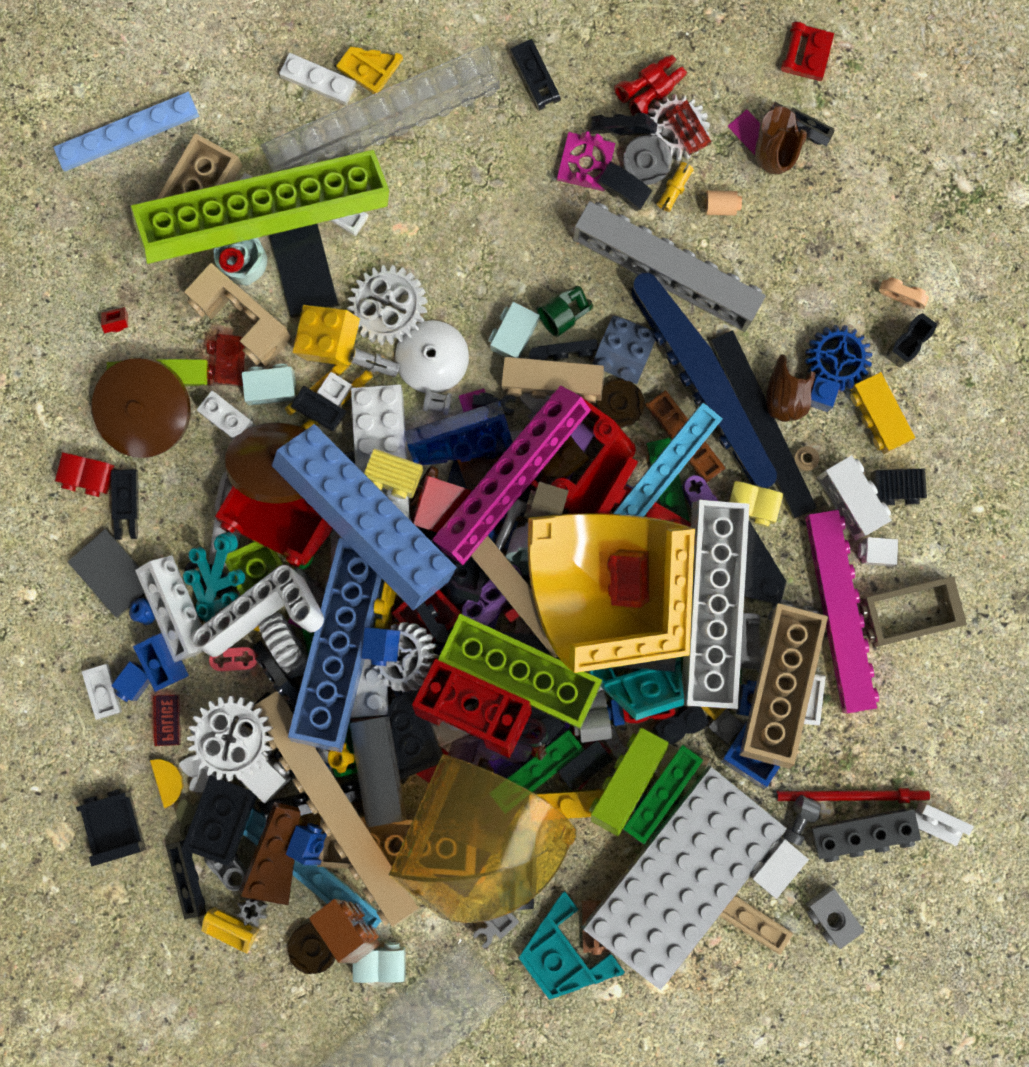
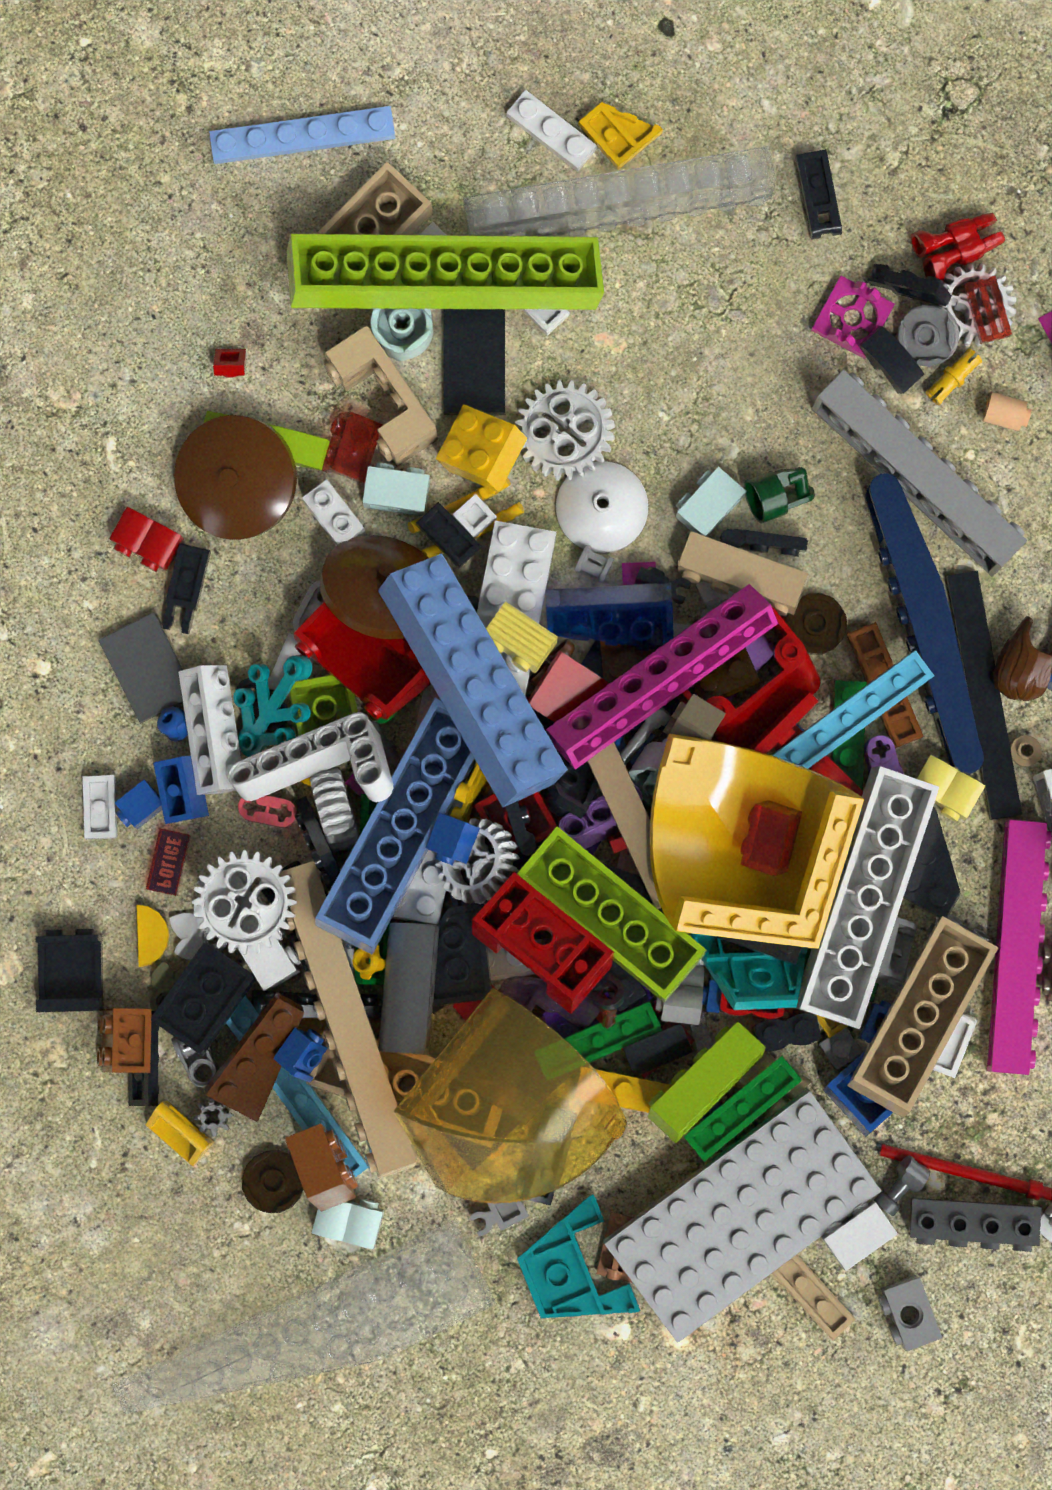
camera: 15 degrees right, 0 degrees up
(167, 870) = (125, 1040): none -> dark orange bracket
(228, 253) = (387, 319): red plate -> none
(387, 367) = (544, 506): light grey pin -> none
(624, 349) = (839, 559): sand blue bracket -> none

